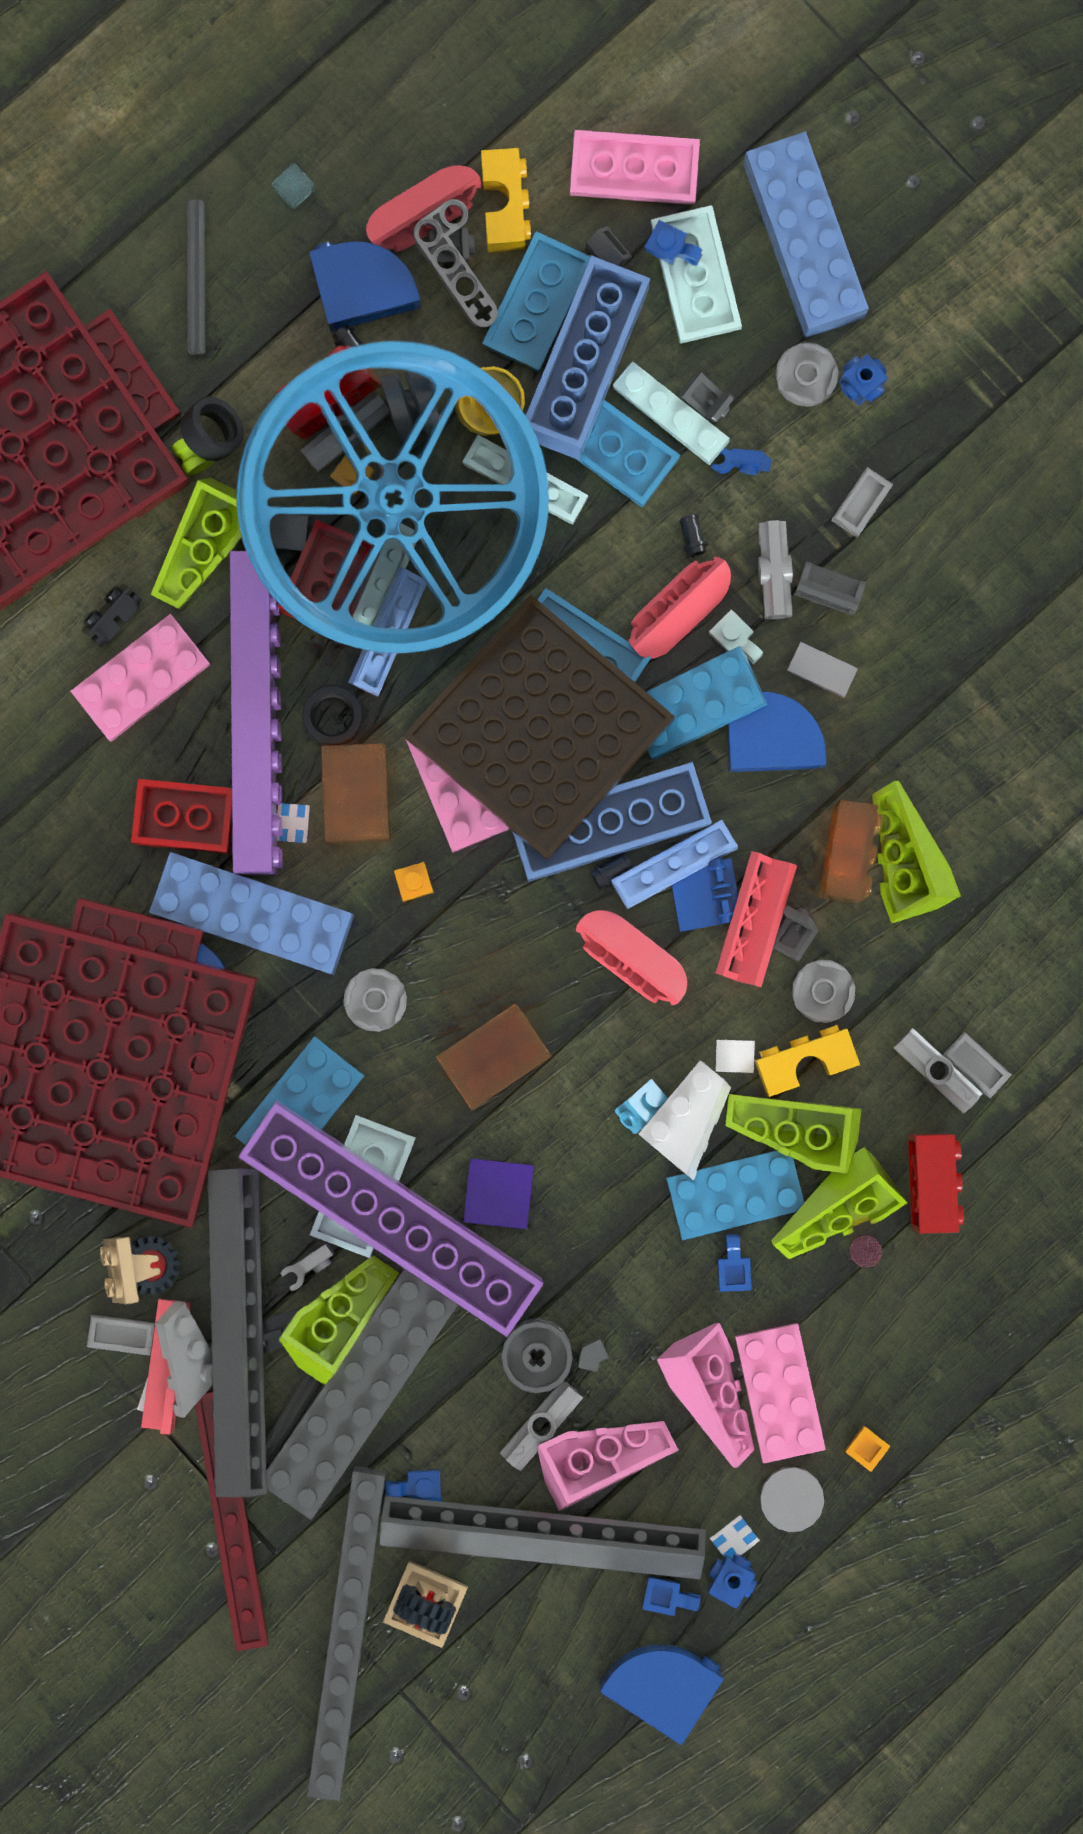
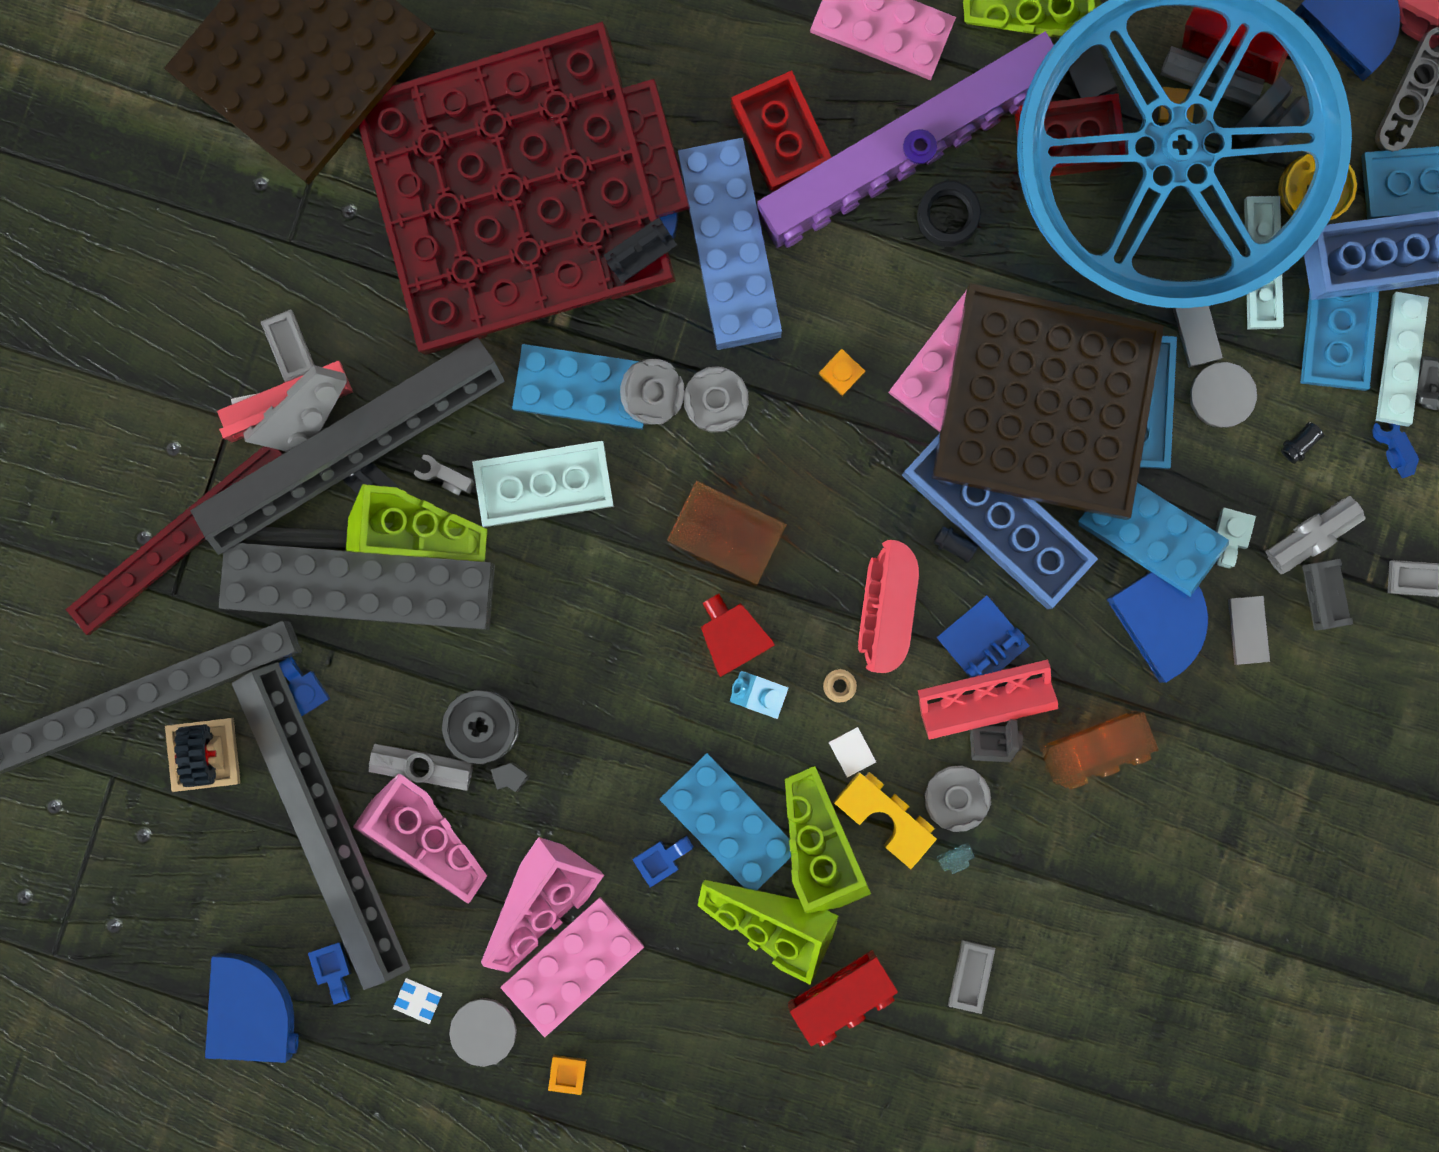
camera: 70 degrees right, 0 degrees up
(138, 1266) = (359, 329): plate -> none
(217, 993) = (640, 250): none -> black hinge
(274, 718) = (914, 155): none -> dark purple plate
(295, 822) = (833, 236): white sticker -> none
(338, 1050) = (652, 391): none -> light grey tile
(356, 794) = (891, 274): clear orange brick -> none
(379, 579) = (1098, 186): light aqua plate -> none
(391, 1218) = (528, 524): medium lavender brick -> none
(394, 613) = (1080, 216): light blue tile -> none
(498, 1193) = (606, 609): dark purple tile -> none
(557, 569) = (1197, 335): none -> light grey tile
(581, 1100) = (732, 635): none -> red torso
(615, 577) = (1223, 395): none -> light grey tile
(674, 864) = (994, 597): light blue tile -> none
(679, 607) = (1230, 468): coral brick -> none
(684, 1035) = (850, 682): none -> tan plate
(687, 1118) = (772, 740): white wedge -> none
(731, 1591) = (367, 1021): blue brick -> none
(865, 1251) = (744, 971): clear pink plate -> none
(872, 1021) = (956, 859): none -> clear light blue plate
(913, 866) = (1120, 814): lime wedge -> none
(952, 1084) = (942, 965): light grey piece -> none

